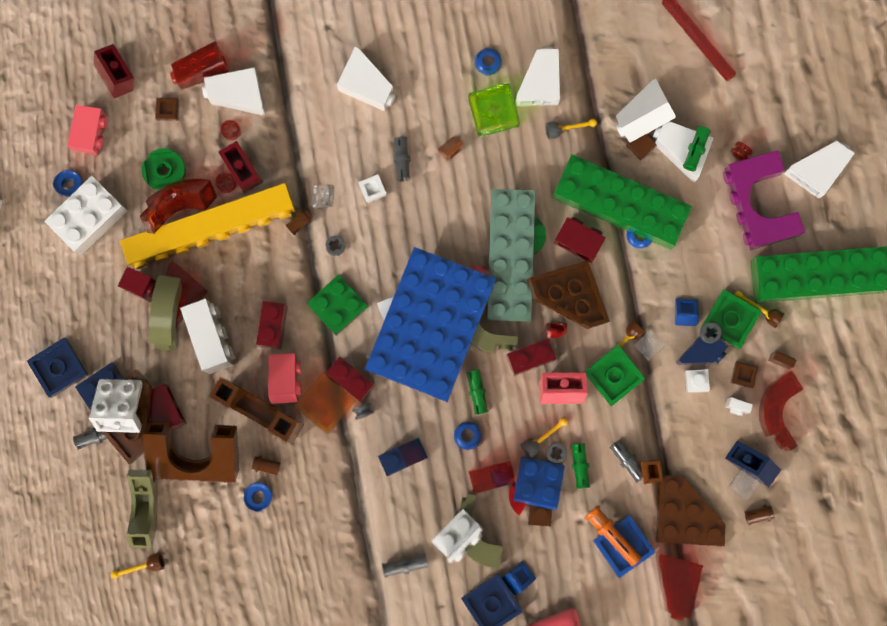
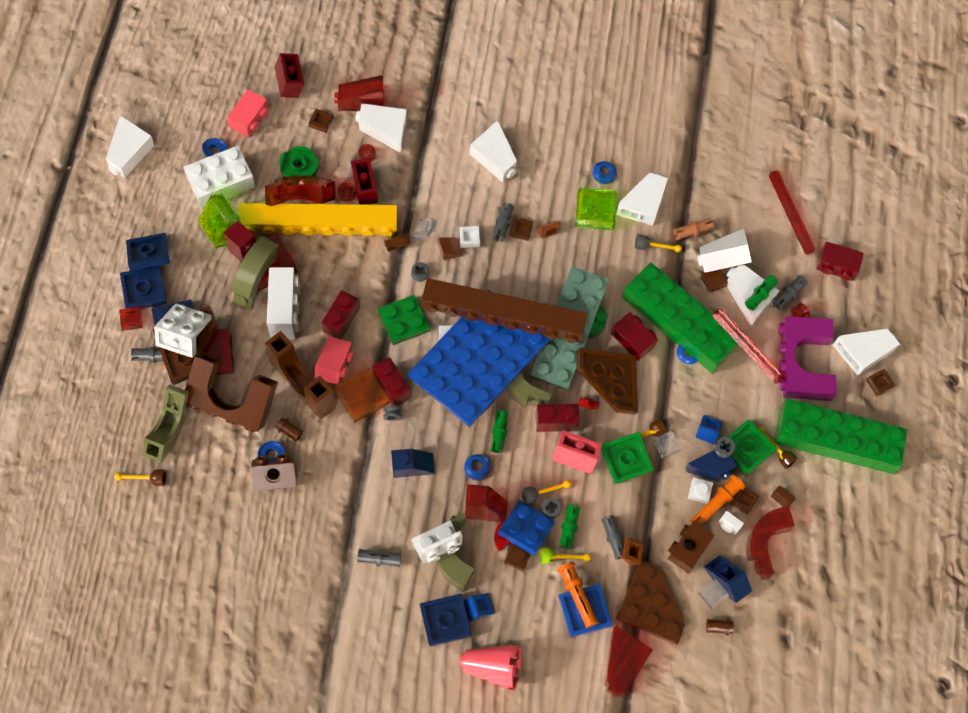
camera: 10 degrees right, 15 degrees down
(45, 327) = (147, 251): none -> dark blue plate
(58, 405) = (130, 318): none -> clear red plate
(105, 266) = (217, 218): none -> clear neon green brick
(279, 520) = (264, 480): none -> brick
(356, 208) = (449, 248): none -> dark orange slope
(422, 158) = (521, 228): none -> reddish brown tile
(440, 269) = (503, 310): none -> reddish brown brick
(569, 503) = (548, 555): none -> hinge
(602, 95) = (693, 229): none -> nougat pin
(700, 213) = (747, 345): none -> clear red axle
(715, 434) = (686, 558): none -> reddish brown brick
(723, 379) = (723, 495): none -> orange pin
(724, 132) = (790, 292): none -> dark grey pin
(765, 79) = (839, 261): none -> dark red brick
(844, 199) = (880, 382): none -> reddish brown tile

